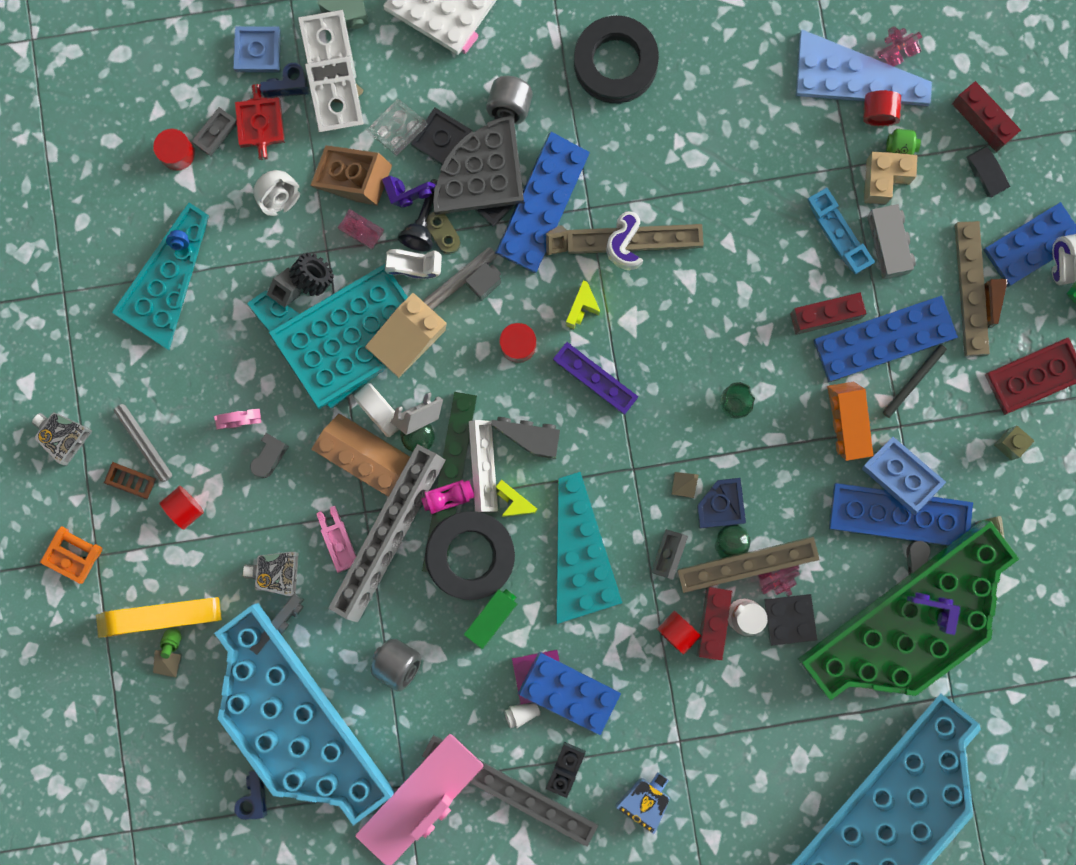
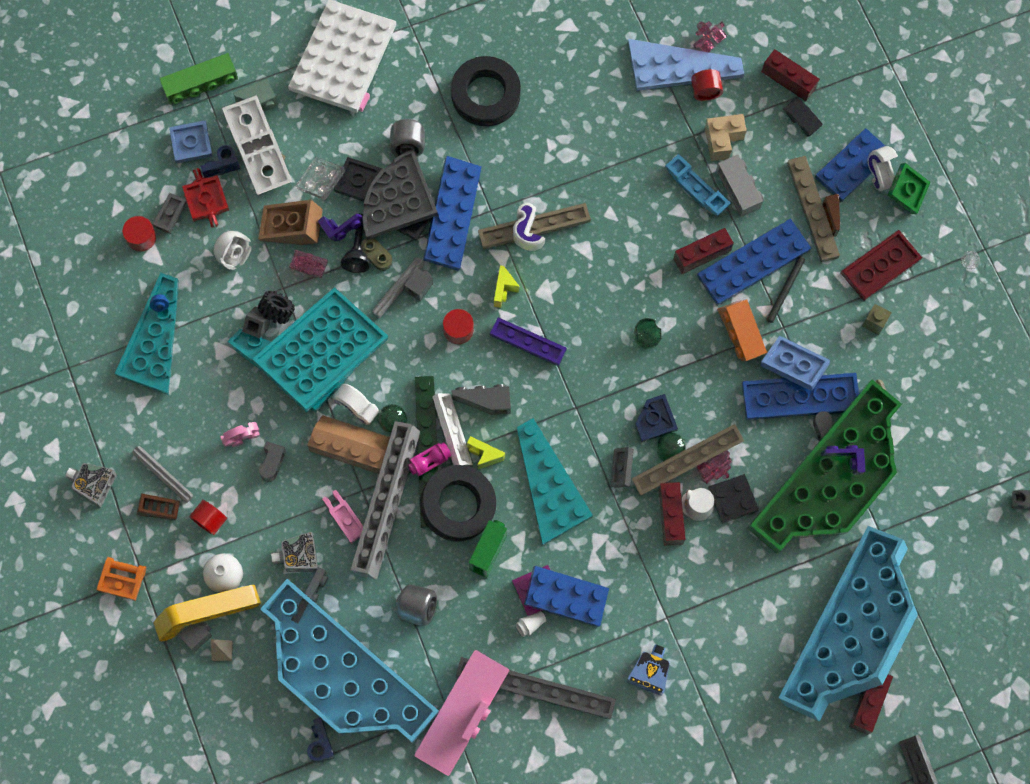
camera: 20 degrees left, 10 degrees down
(139, 642) = (196, 635): none -> dark grey brick
(170, 642) = (221, 631): bright green cylinder -> none
(186, 575) = (222, 573): none -> white cylinder
(406, 335) = (366, 337): tan slope -> none
(413, 264) = (358, 282): white animal -> none
(417, 416) = (390, 400): light grey hinge -> none
(557, 240) = (471, 240): dark tan slope -> none
(565, 770) = (578, 661): black slope -> none
(678, 632) = (644, 527): red piece -> none
(684, 484) = (621, 410): dark tan slope -> none
(903, 142) = (730, 106): bright green head -> none

